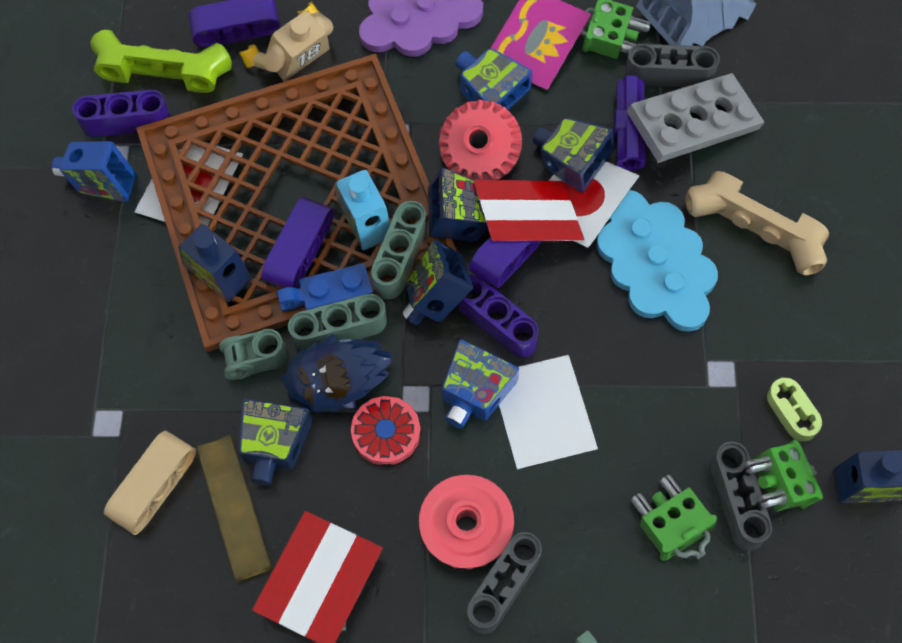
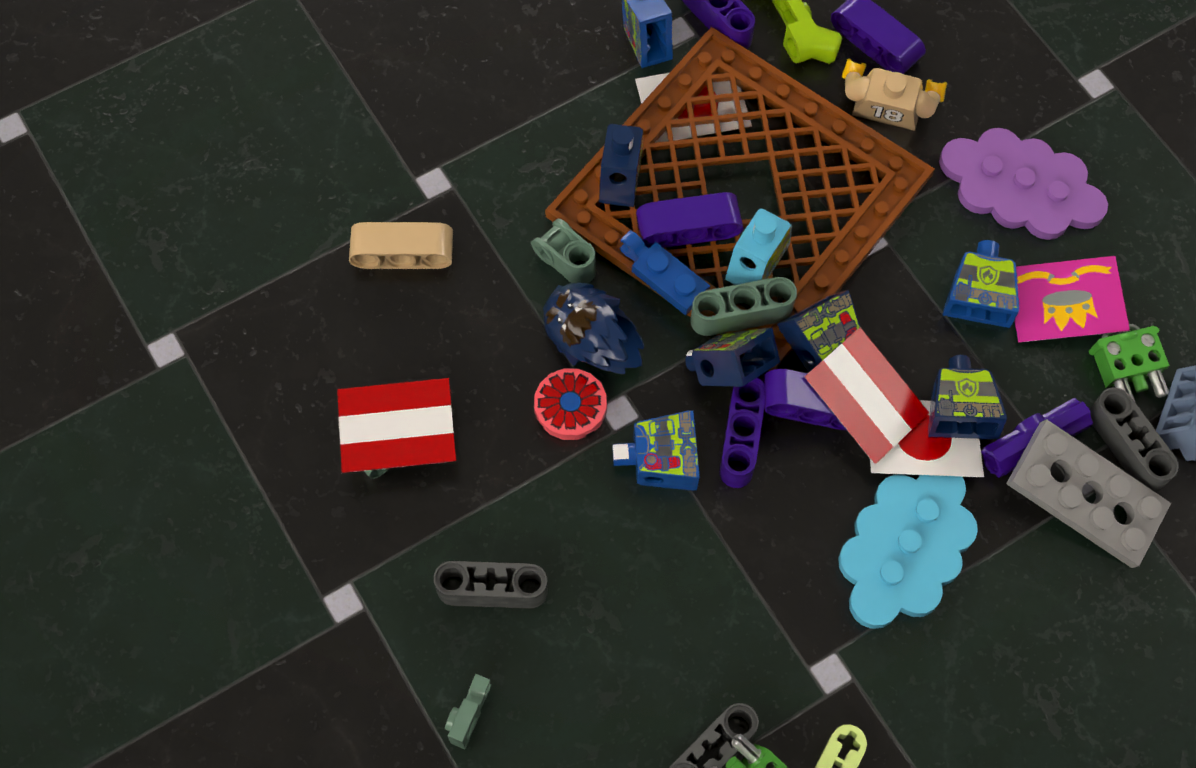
camera: 55 degrees right, 0 degrees up
(234, 508) = (421, 324): clear yellow plate -> none
(271, 437) = (500, 314): torso -> none
(349, 310) = (646, 317): sand green beam -> none
(461, 498) = (519, 495): coral gear -> none
(496, 156) = (925, 328): coral gear -> none
(546, 414) = (681, 533): white sticker -> none
(679, 532) = (646, 719): bright green piece -> none
(800, 238) = (1031, 672): tan plate -> none

